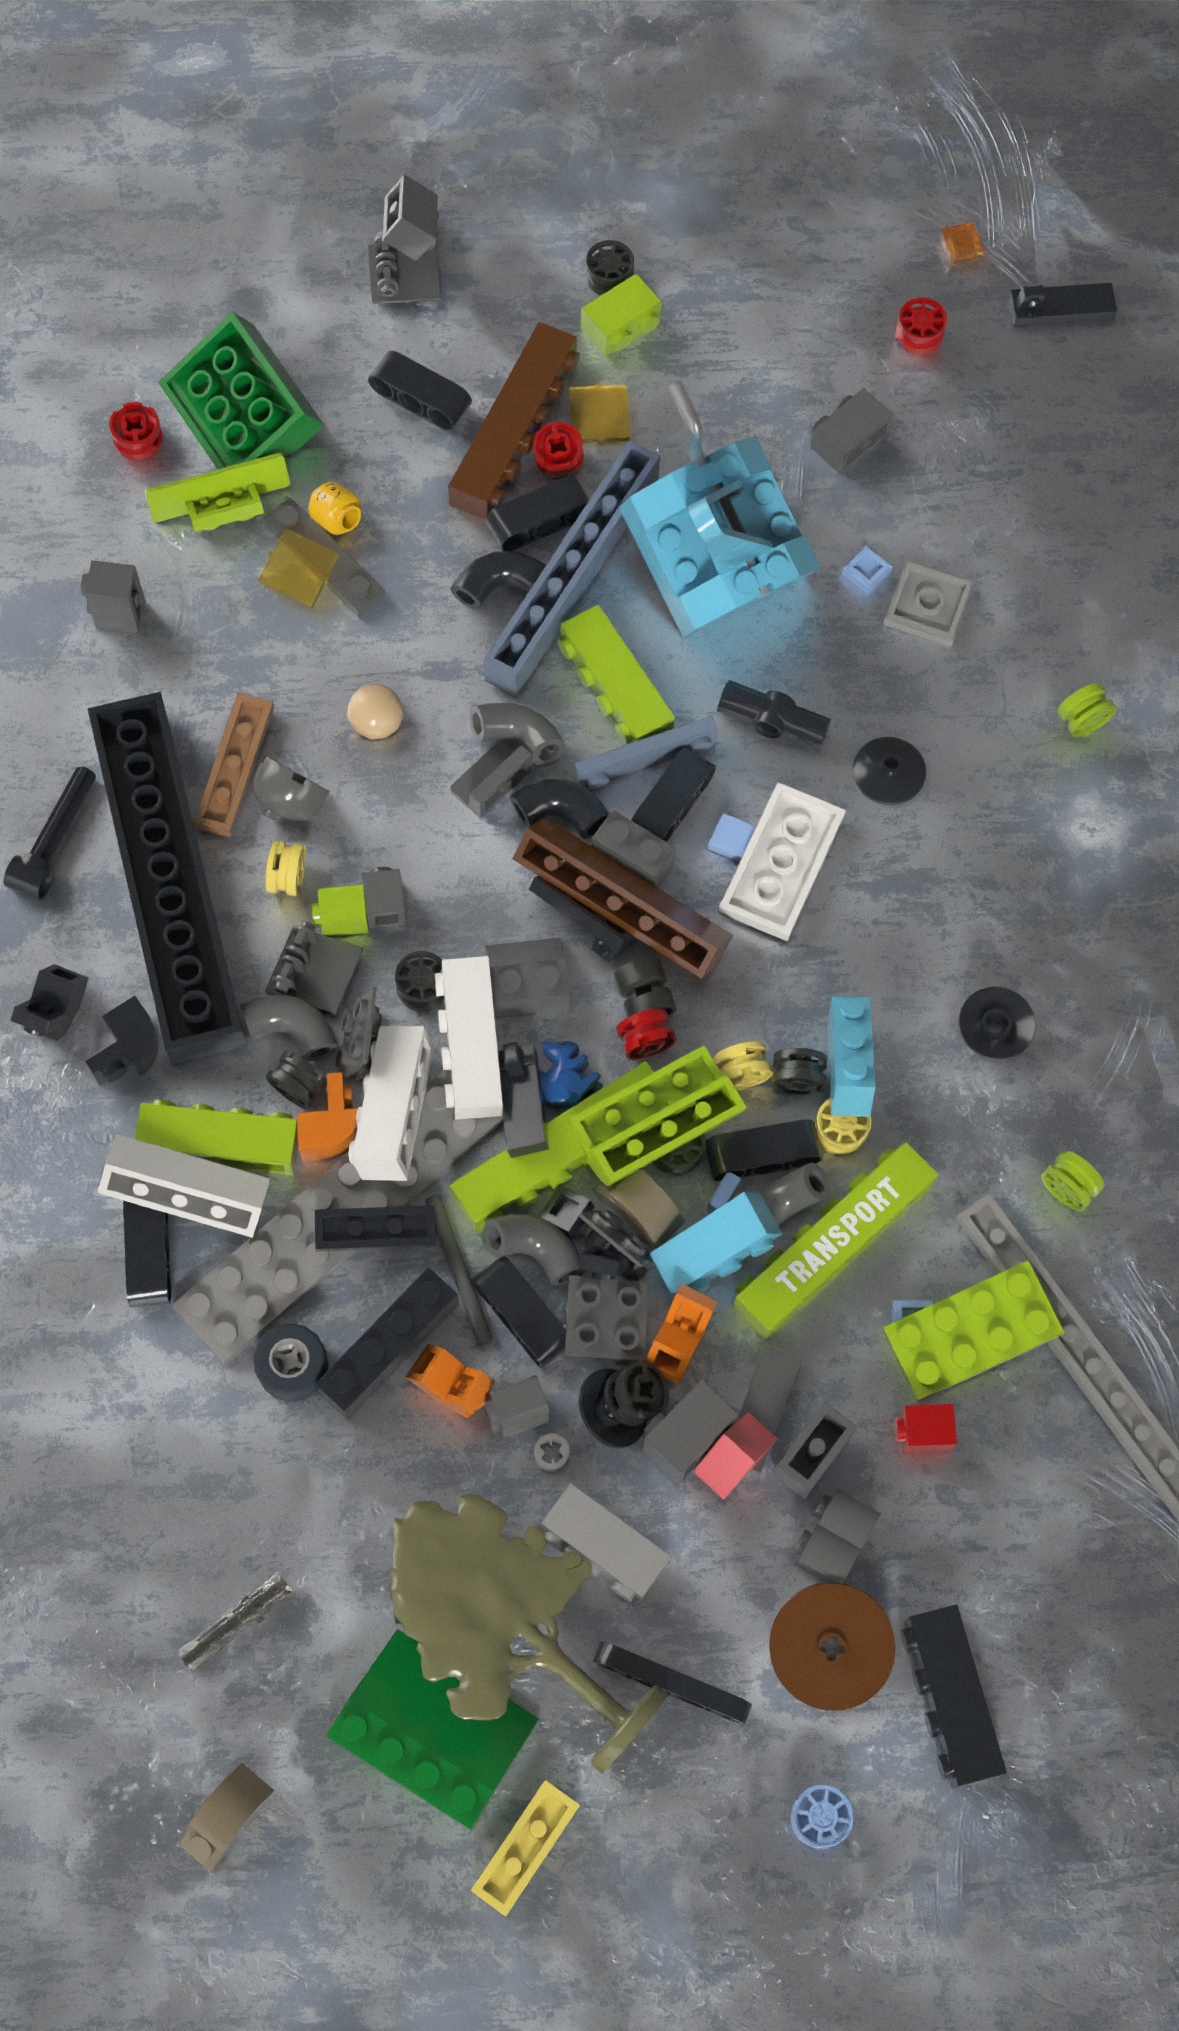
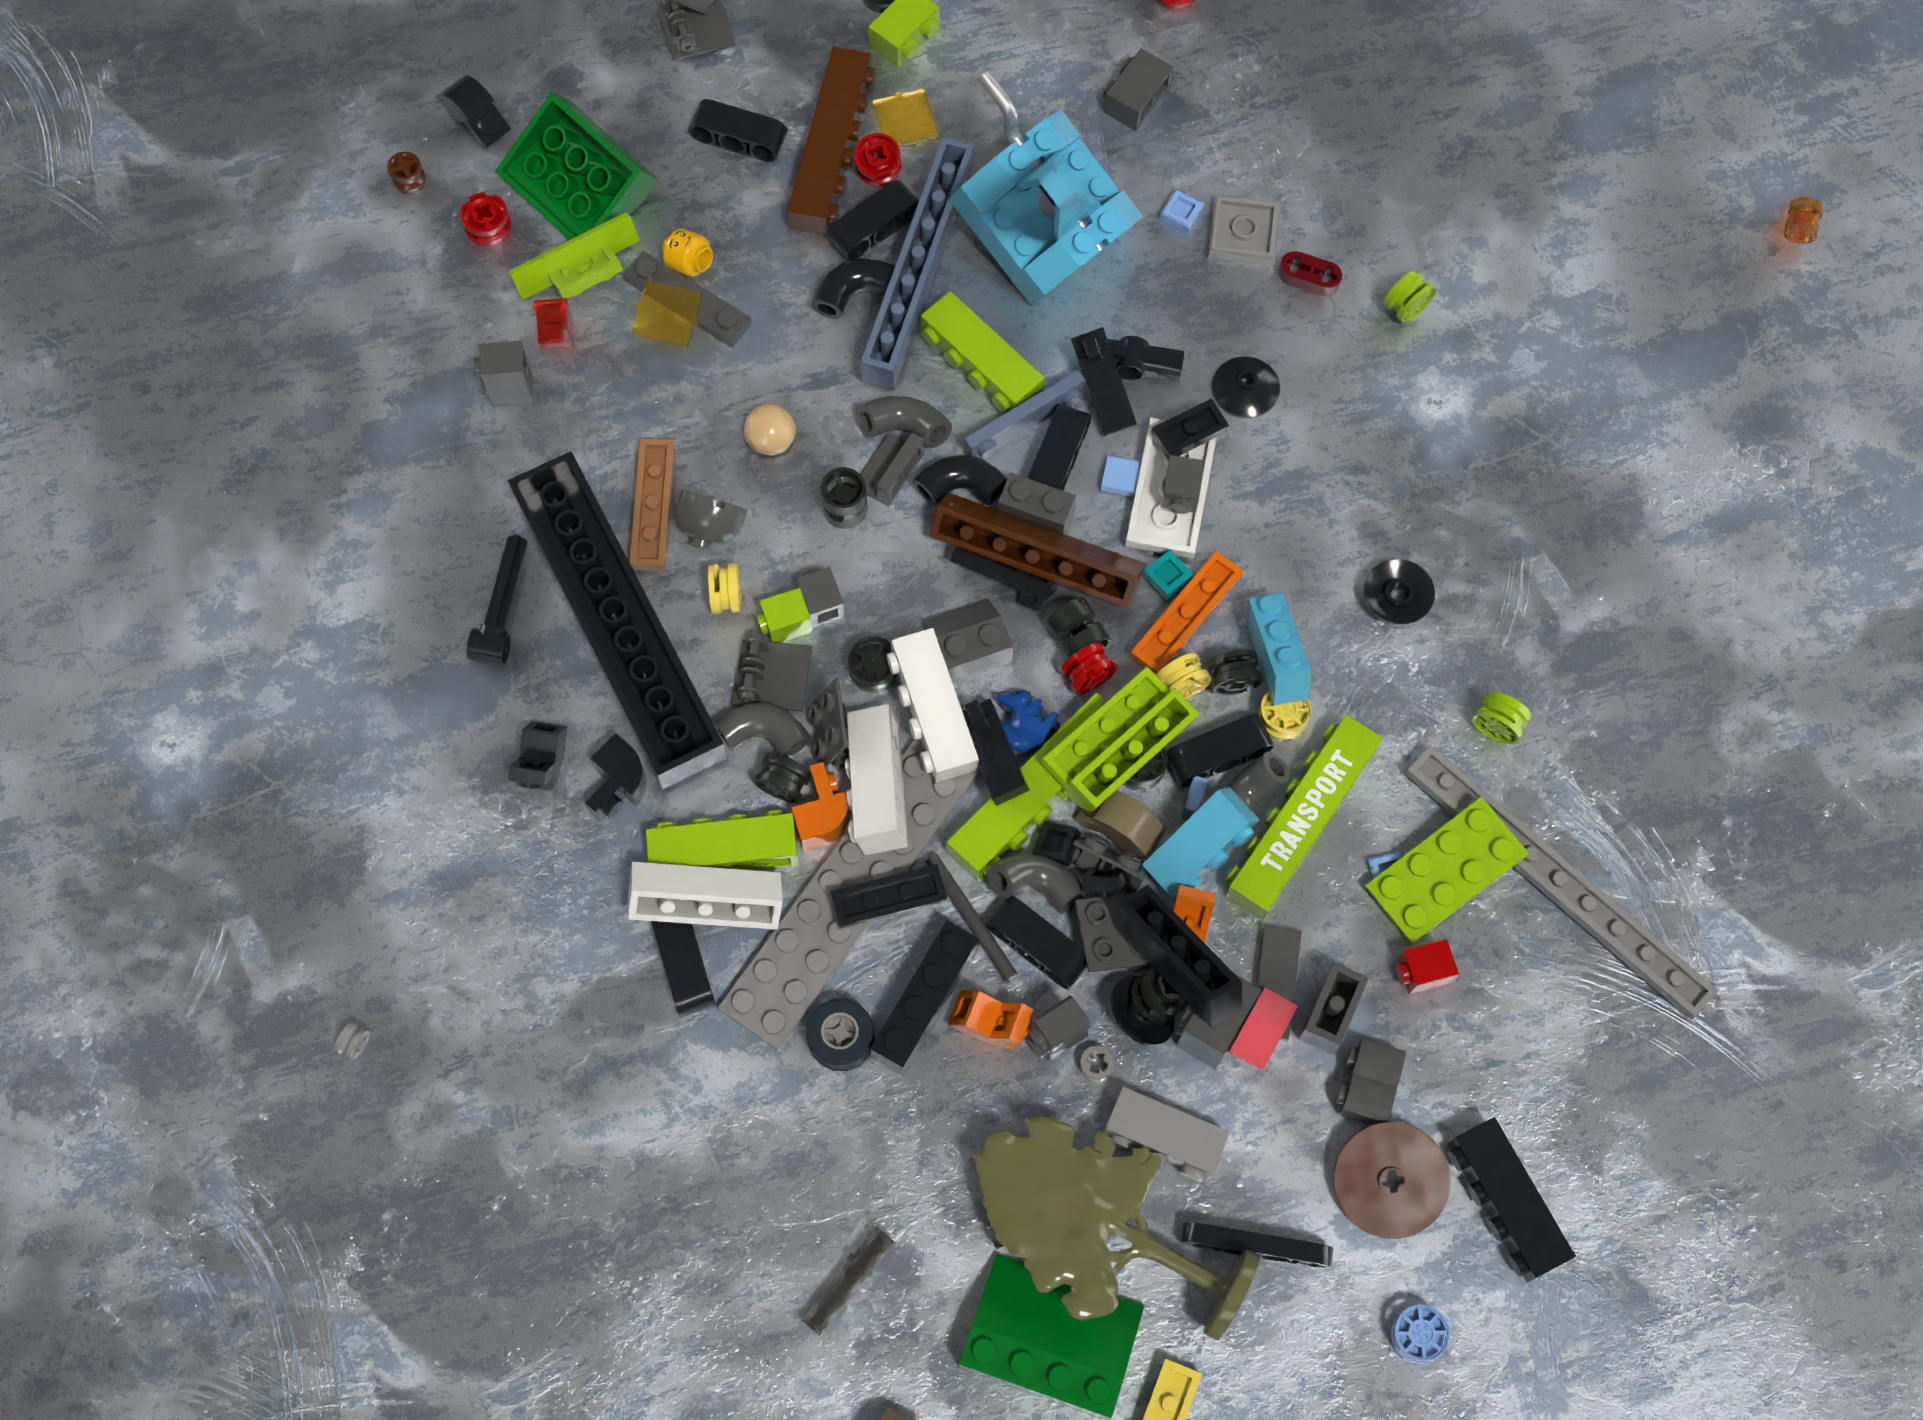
camera: 10 degrees left, 0 degrees up
(59, 360) = (410, 165): none -> reddish brown wheel
(151, 311) = (472, 104): none -> black brick
(179, 555) = (554, 324): none -> clear red panel
(433, 799) = (844, 497): none -> pearl dark grey wheel
(659, 1359) = (1180, 956): none -> black brick
(737, 734) = (1104, 381): none -> black hinge
(755, 952) = (1168, 574): none -> teal plate
(765, 997) = (1187, 613): none -> orange plate
(792, 860) = (1183, 484): none -> dark grey brick
(814, 803) = (1190, 429): none -> black plate
(987, 664) = (1310, 273): none -> dark red beam

